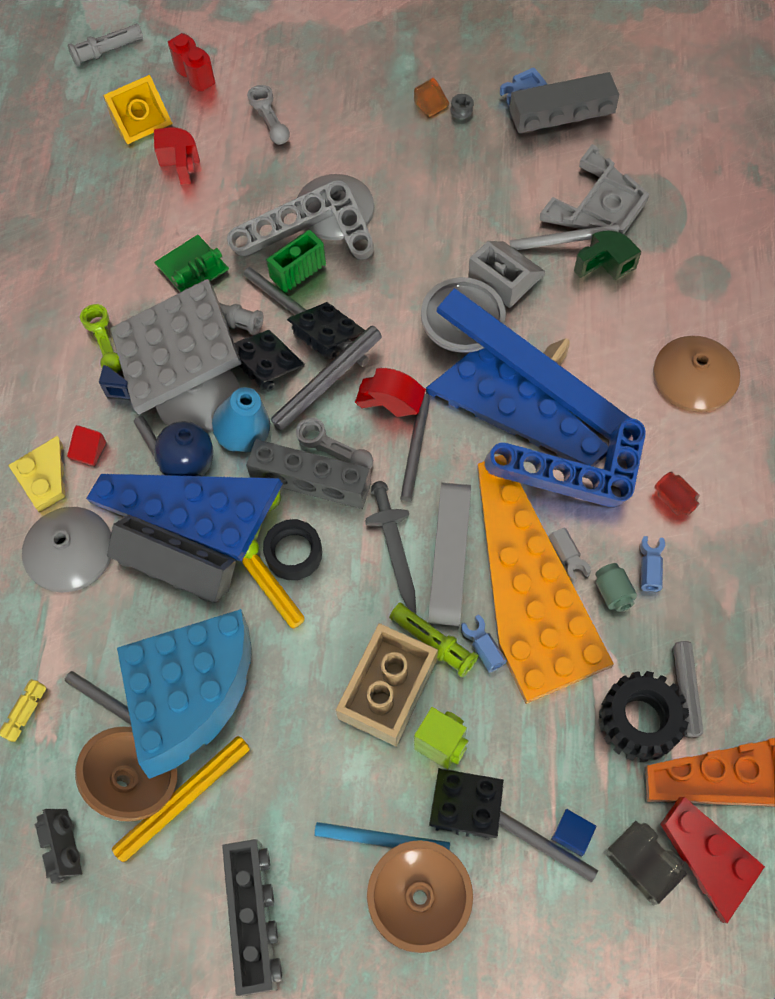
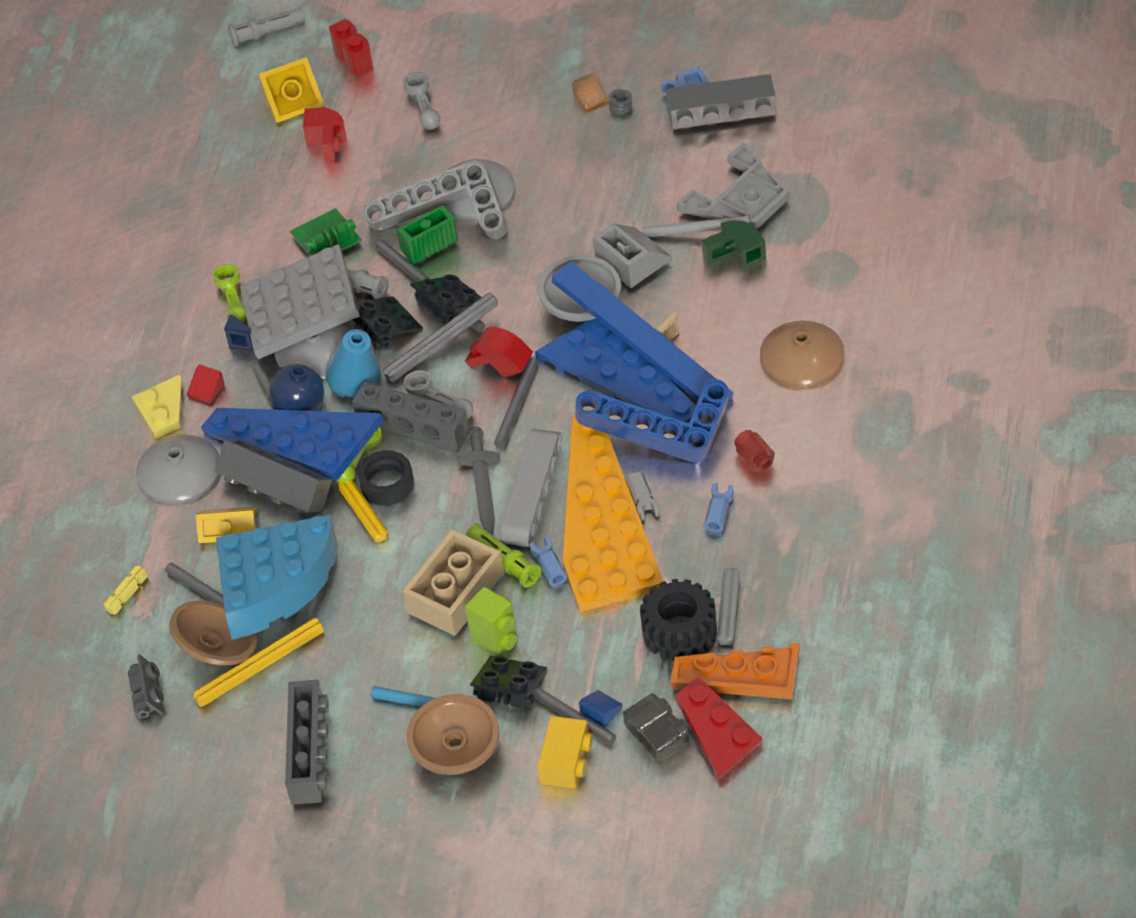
camera: 10 degrees right, 15 degrees down
(126, 617) = (224, 521): none -> yellow panel
(548, 904) = (564, 752): none -> yellow brick
(615, 587) = (679, 522): sand green brick -> none

